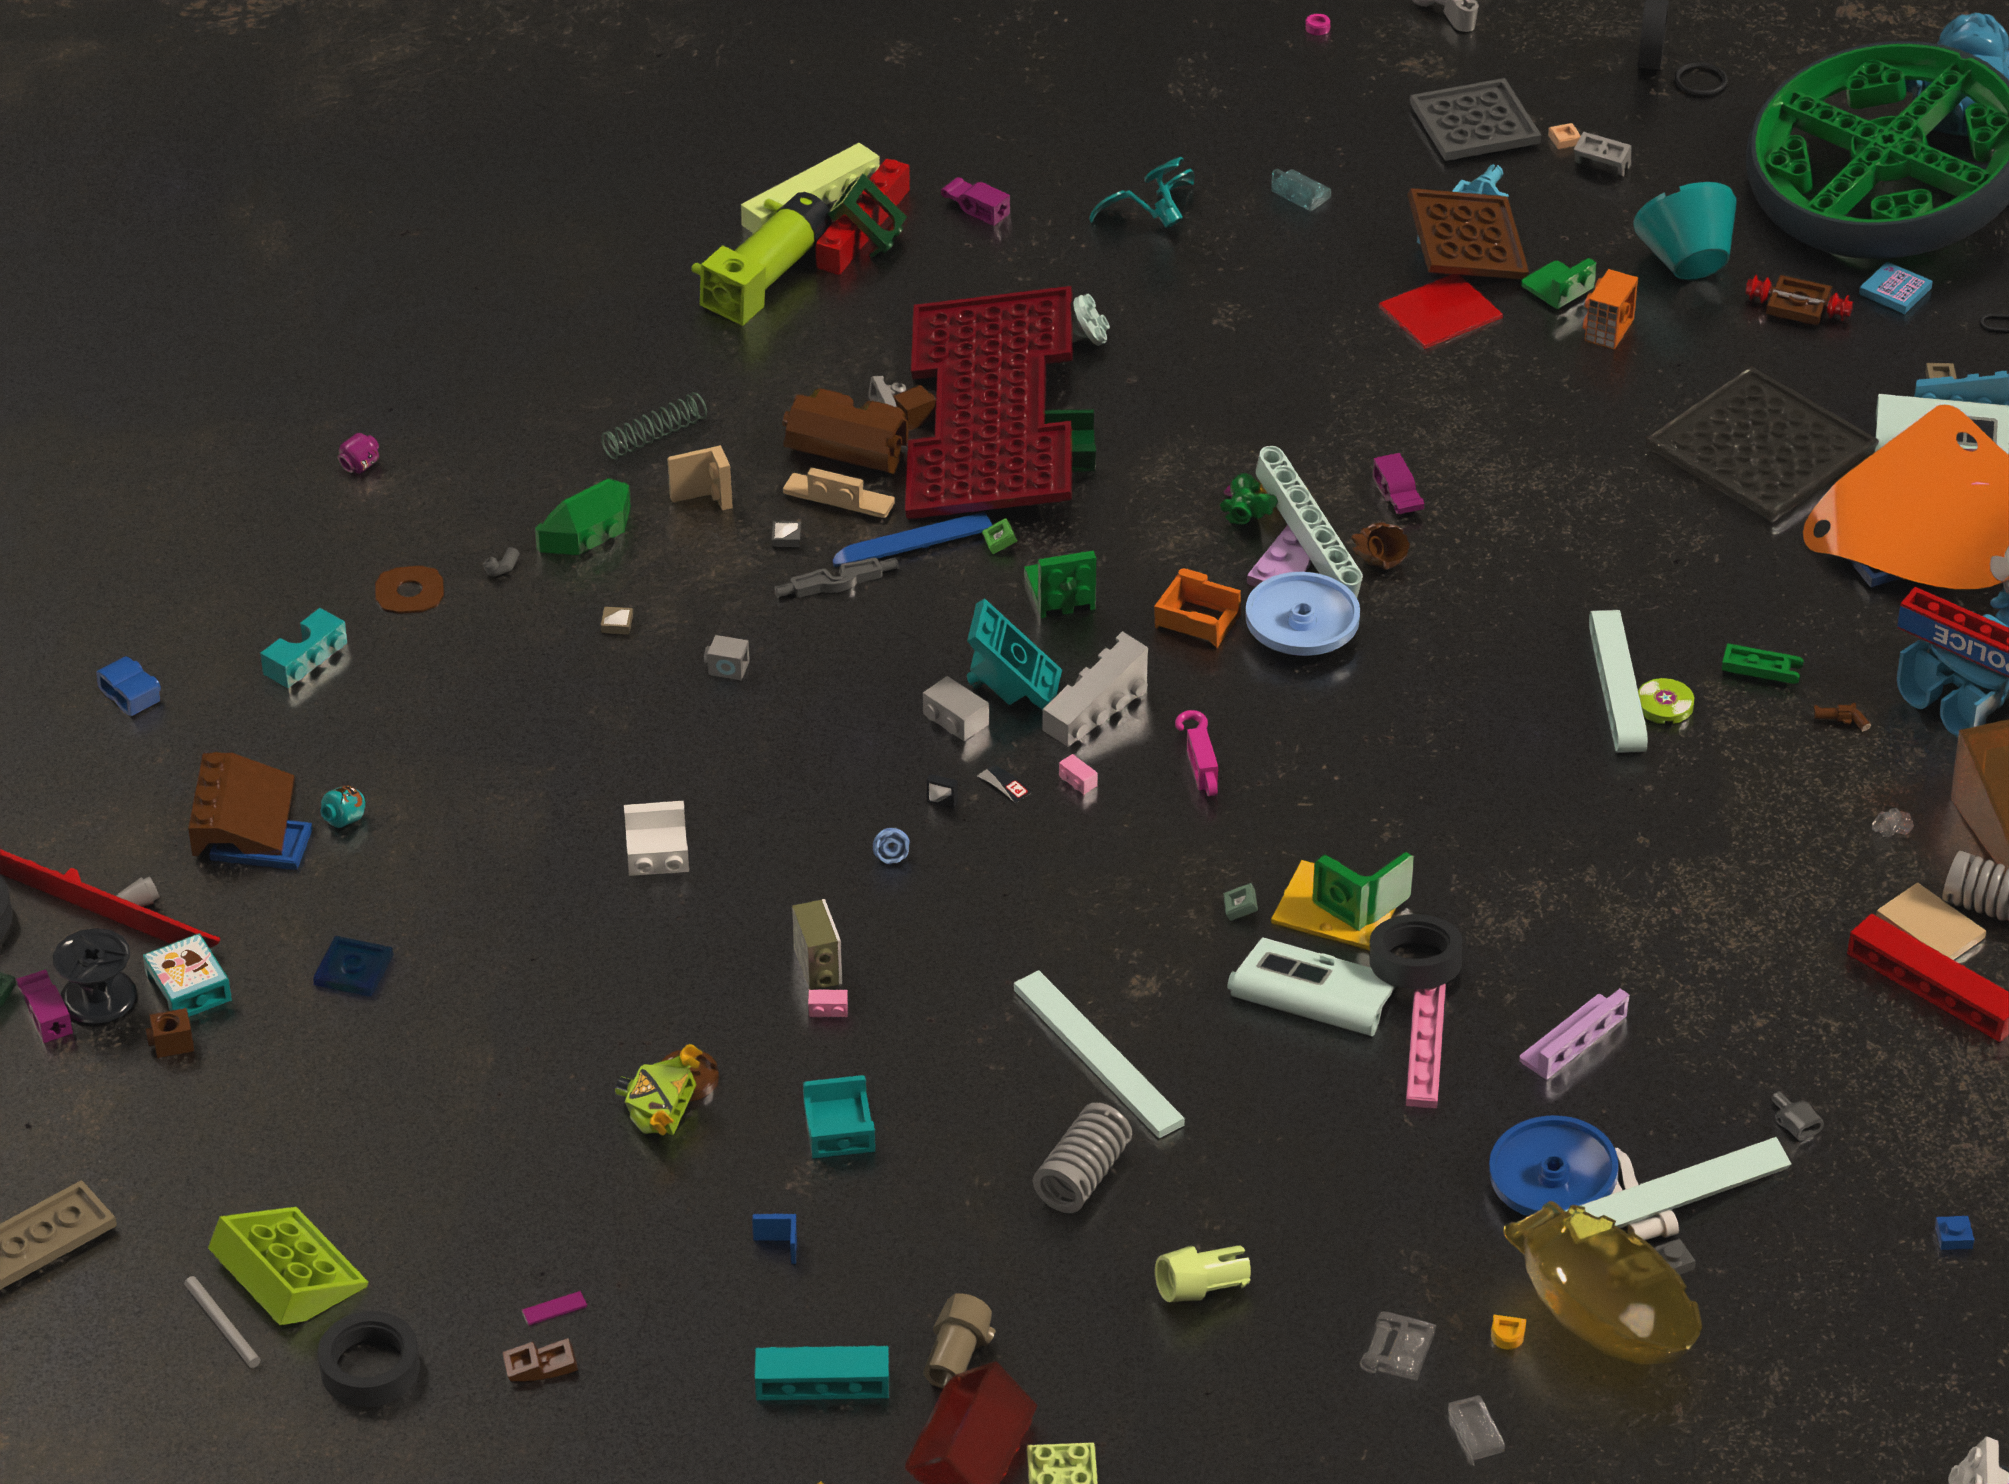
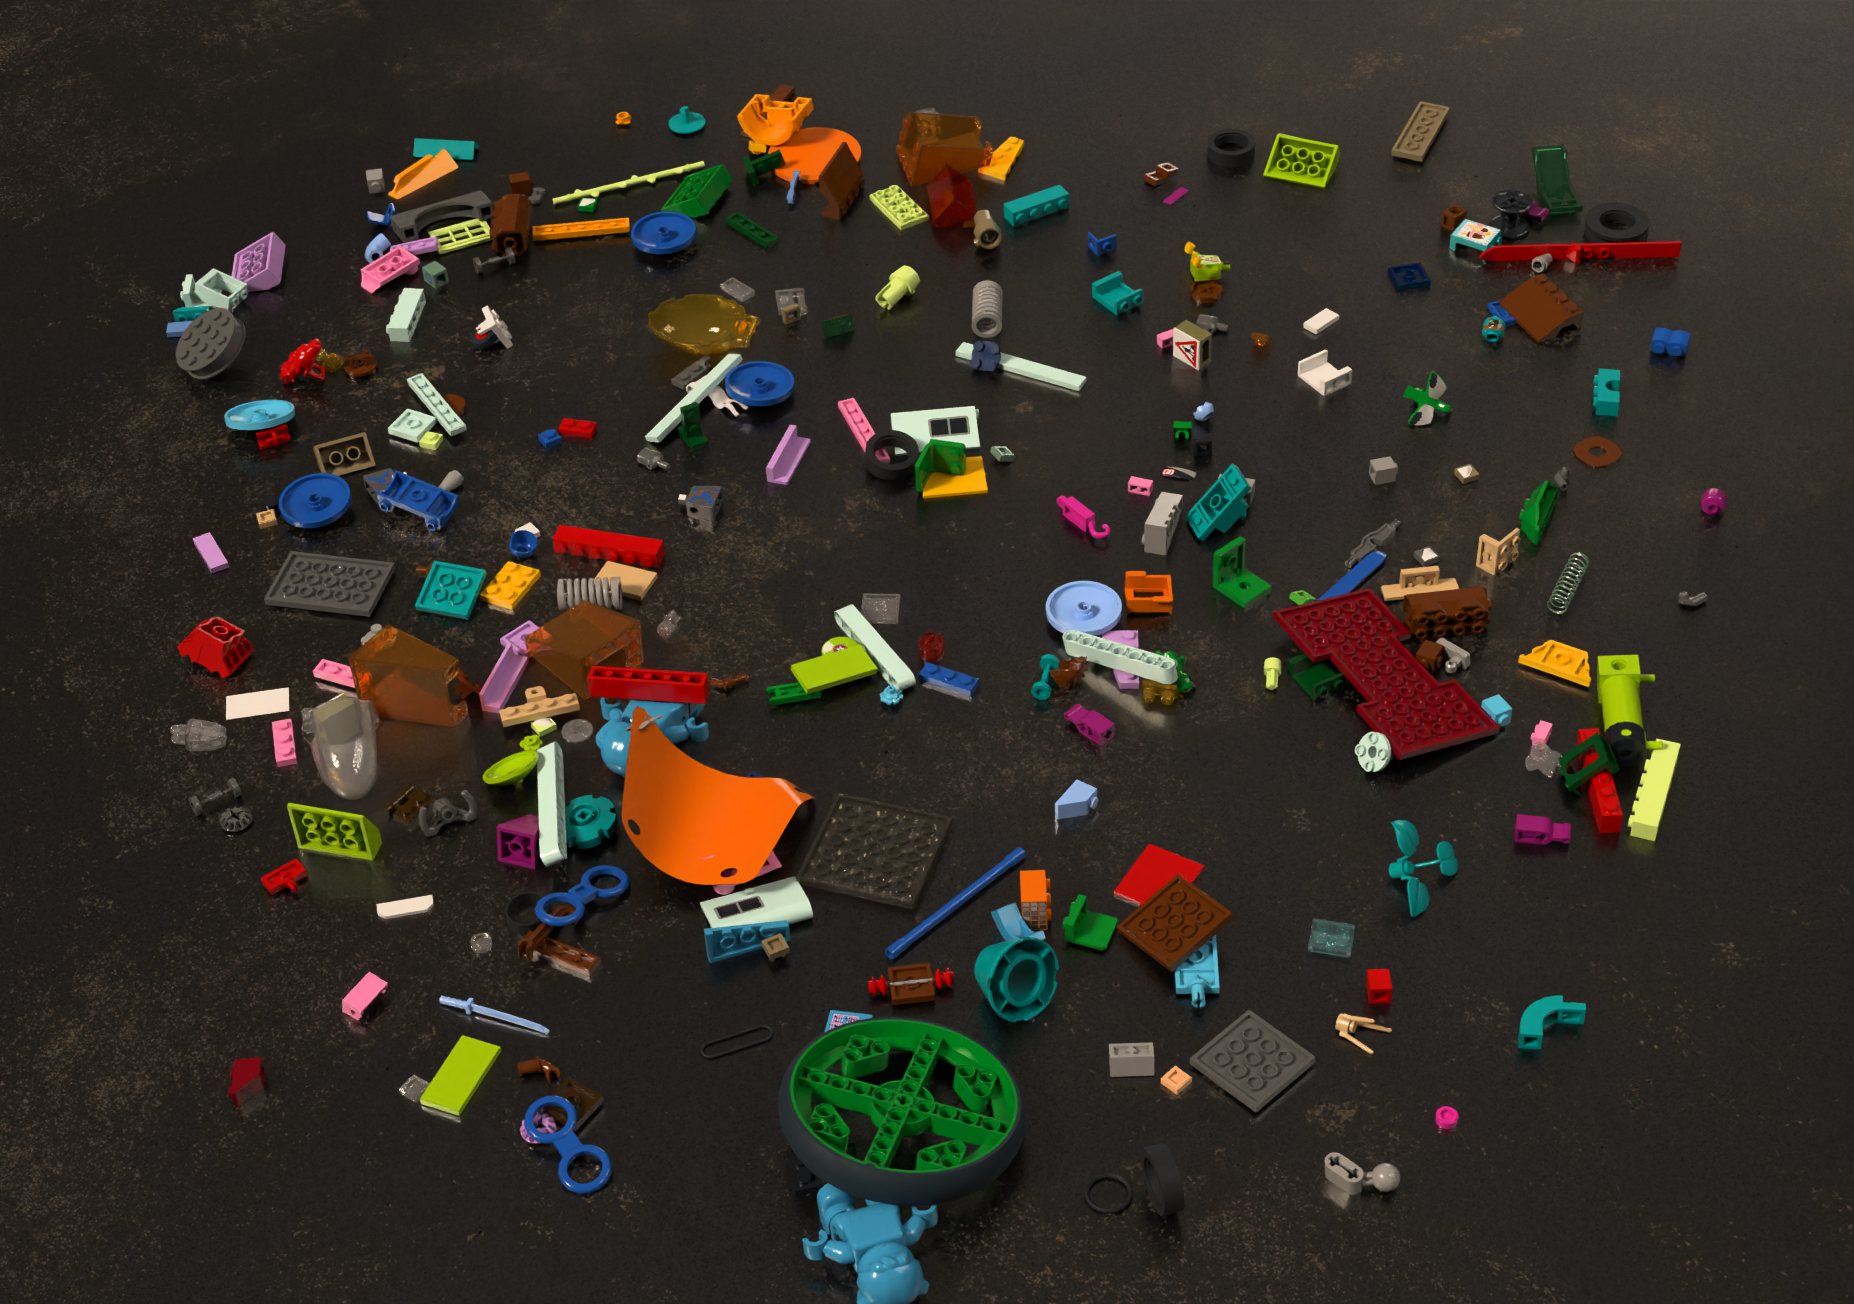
camera: 155 degrees right, 0 degrees up
(528, 361) = (1692, 601): none -> dark grey arm
(562, 727) = (1427, 400): none -> animal
(567, 940) = (1321, 321): none -> white tile
(692, 936) = (1260, 339): none -> clear orange plate
(742, 1005) = (1210, 323): none -> dark grey piece
(764, 351) = (1559, 661): none -> yellow wing
(870, 289) = (1542, 732): none -> bright pink piece
(896, 266) = (1545, 761): none -> clear plate
(899, 323) = (1498, 710): none -> medium azure brick
(945, 831) = (1182, 427): none -> green tile
(1120, 462) = (1272, 671): none -> yellowish green piece
(1148, 55) = (1545, 1013): none -> teal arch
(1148, 1069) = (985, 355): none -> dark blue piece
(1293, 125) = (1379, 986): none -> red panel
(1348, 1246) = (838, 325): none -> clear green hips
(1350, 112) = (1347, 1023): none -> tan plant
(1417, 1307) = (791, 314): none -> dark tan tile
(1430, 543) = (1041, 689): none -> teal wheel
(1482, 406) = (1076, 801): none -> light blue slope
(1537, 655) = (931, 646): none -> clear red wheel
(1539, 613) = (949, 679): none -> blue plate
(1573, 742) = (881, 608): none -> clear tile
(1604, 380) = (902, 944): none -> blue piece
(1633, 610) = (891, 695): none -> medium azure plant
(1650, 305) = (1012, 924): none -> dark azure arch
(1693, 660) = (833, 669): none -> lime tile
(1710, 1122) = (691, 427): none -> dark green bracket
(1752, 996) = (702, 502): none -> dark grey torso
(1898, 1235) = (577, 428): none -> red plate

